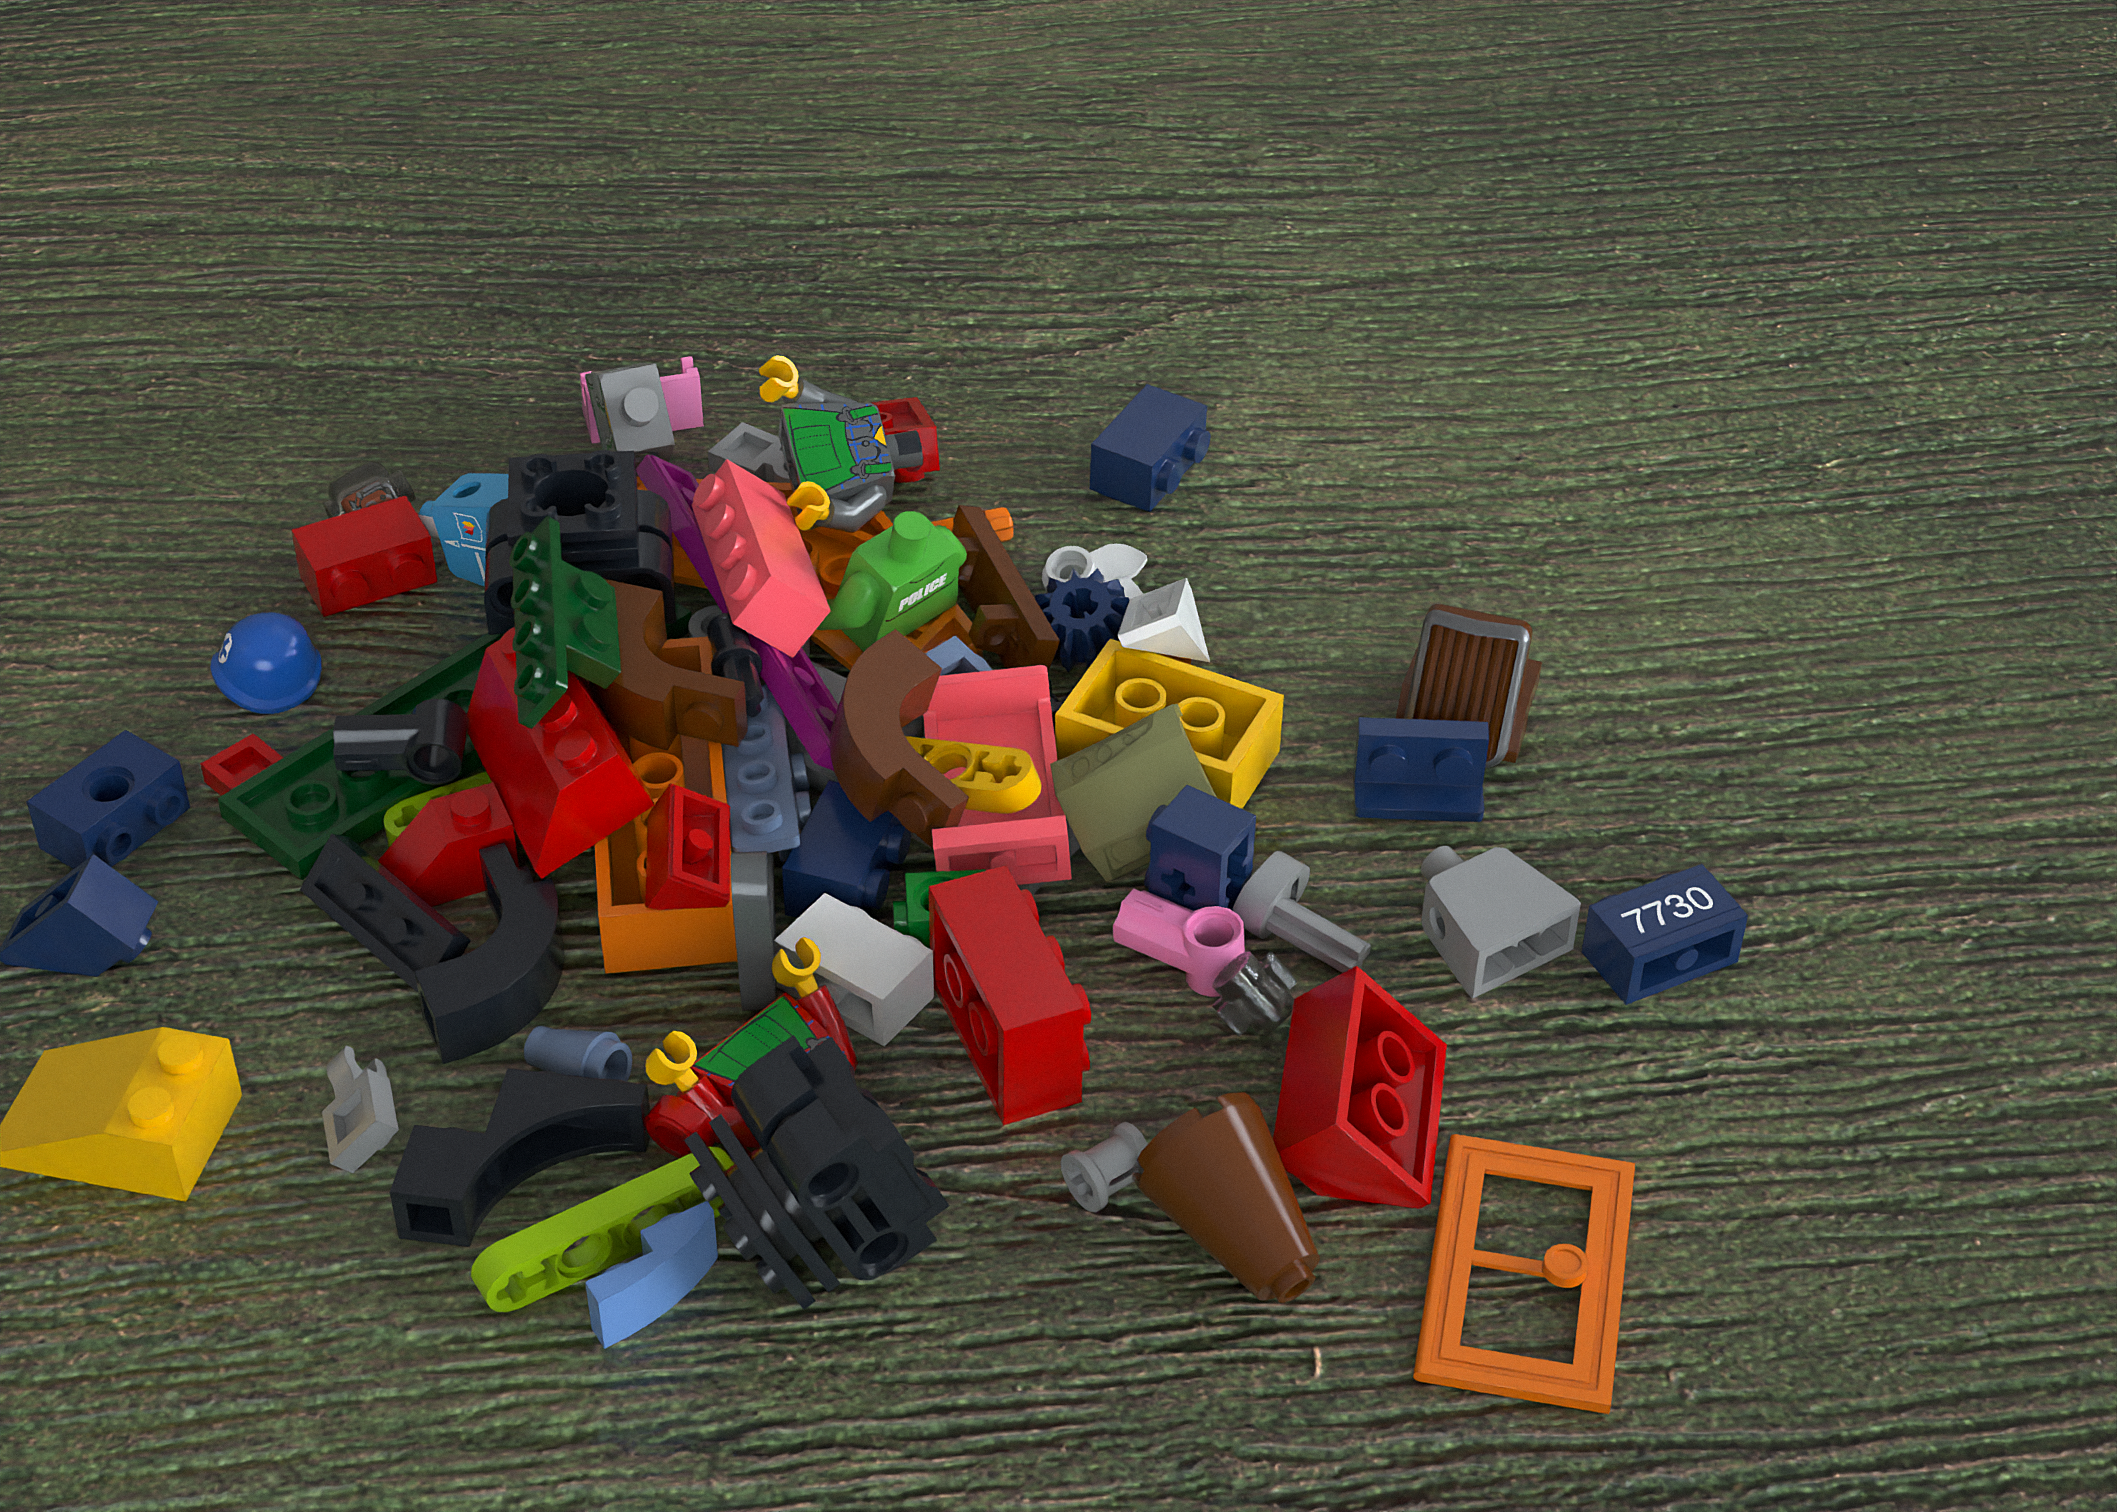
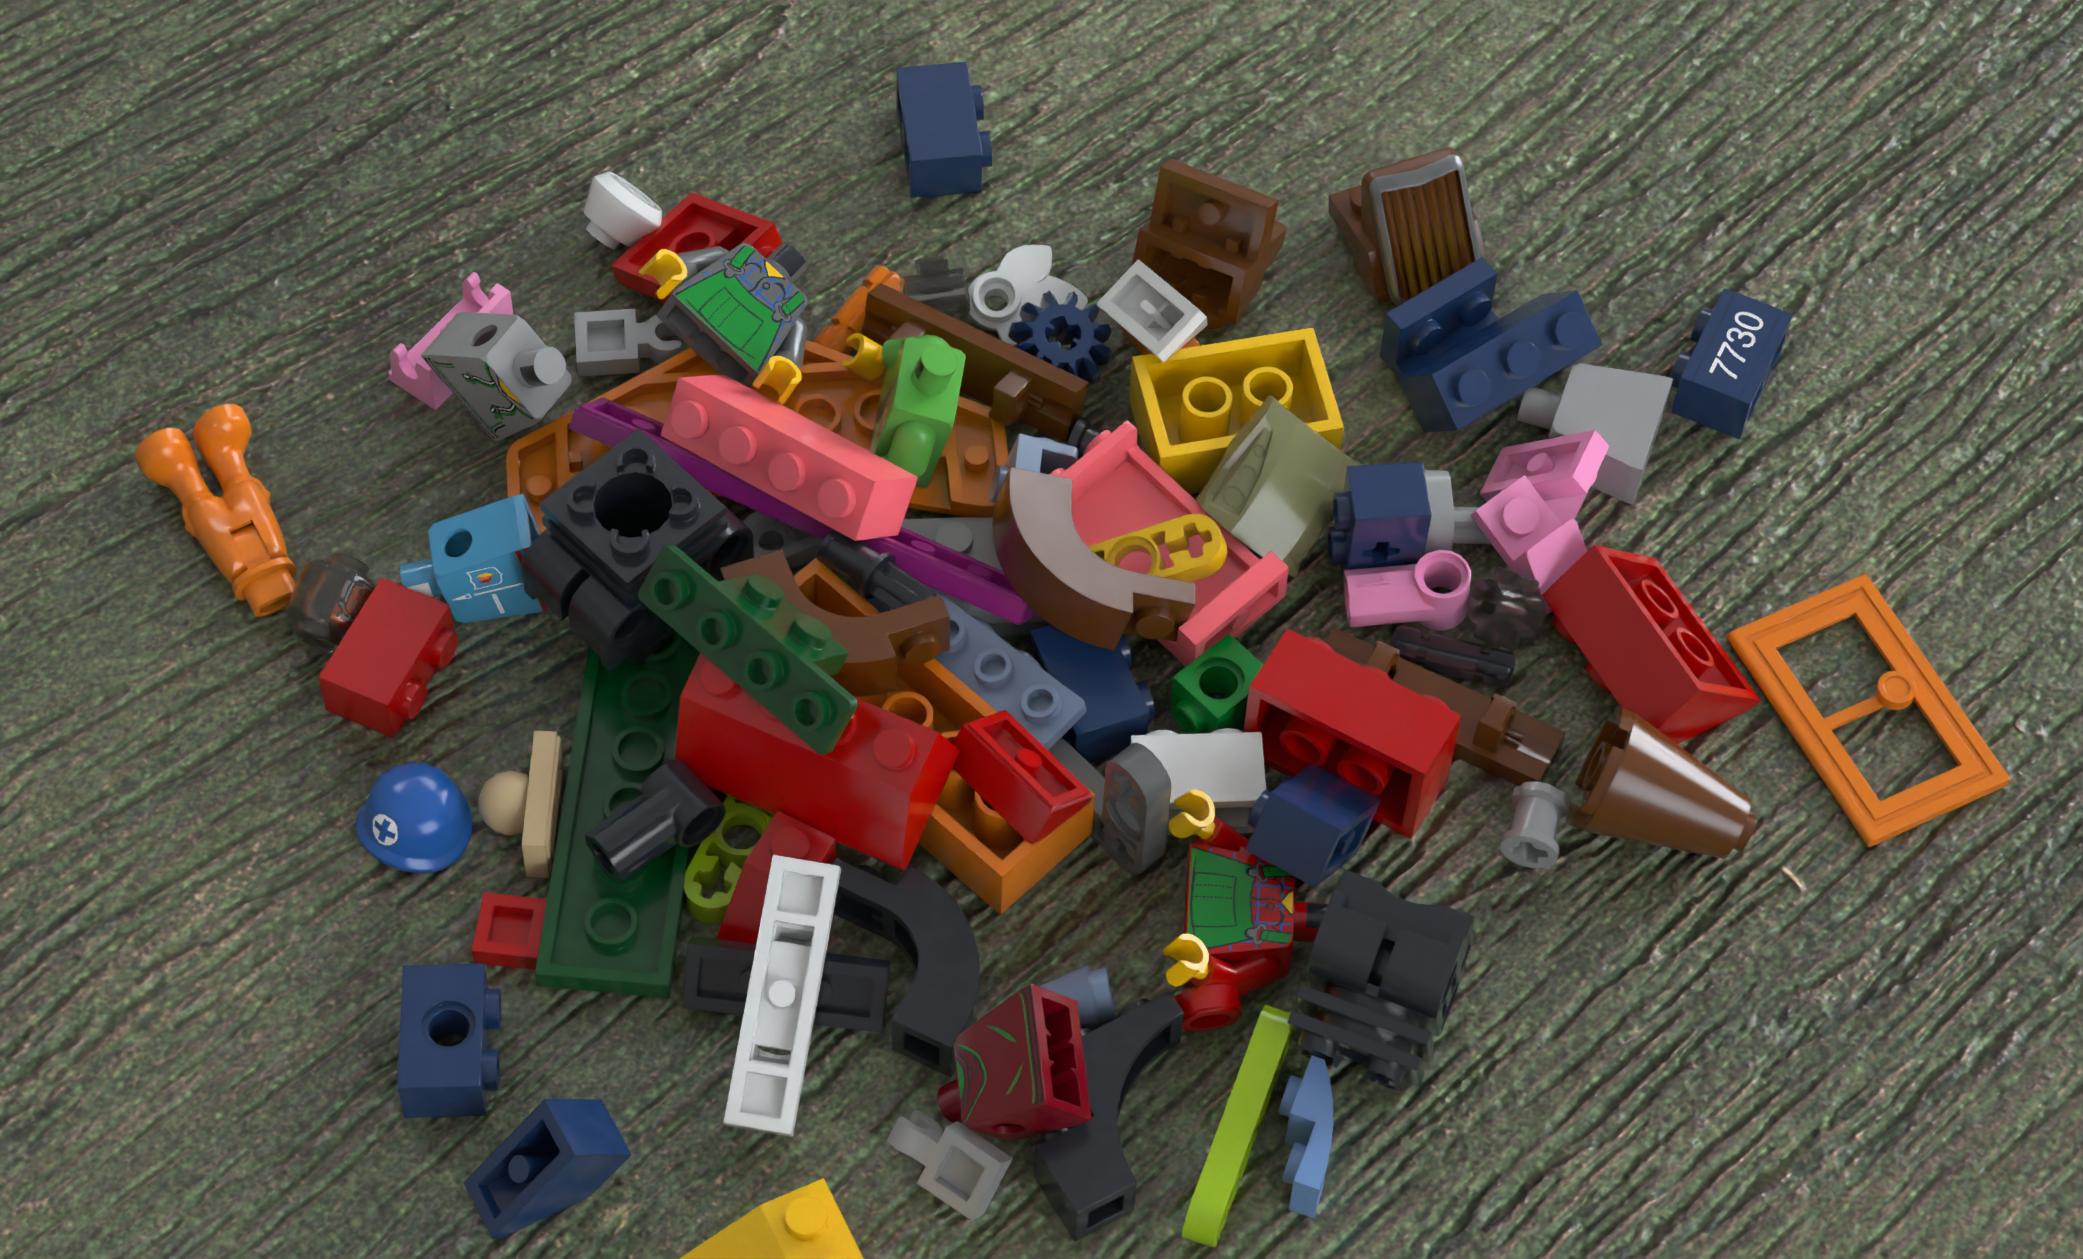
camera: 40 degrees left, 15 degrees up
(344, 688) = (529, 804): none -> tan tile
(352, 905) = (782, 995): none -> white hinge
(362, 425) = (233, 529): none -> orange piece
(453, 1073) = (1020, 1069): none -> dark red torso
(851, 374) = (619, 211): none -> white cone
(901, 1037) = (1311, 824): none -> dark blue brick
(1027, 539) = (938, 286): none -> clear smoke gear
(1127, 1043) = (1490, 729): none -> reddish brown hinge
(1179, 1010) = (1455, 656): none -> black axle
(1273, 613) = (1210, 240): none -> reddish brown piece
(1327, 938) = (1530, 535): none -> bright pink slope
(1401, 931) = (1556, 467): none -> bright pink slope
(1438, 811) = (1500, 361): none -> dark blue brick

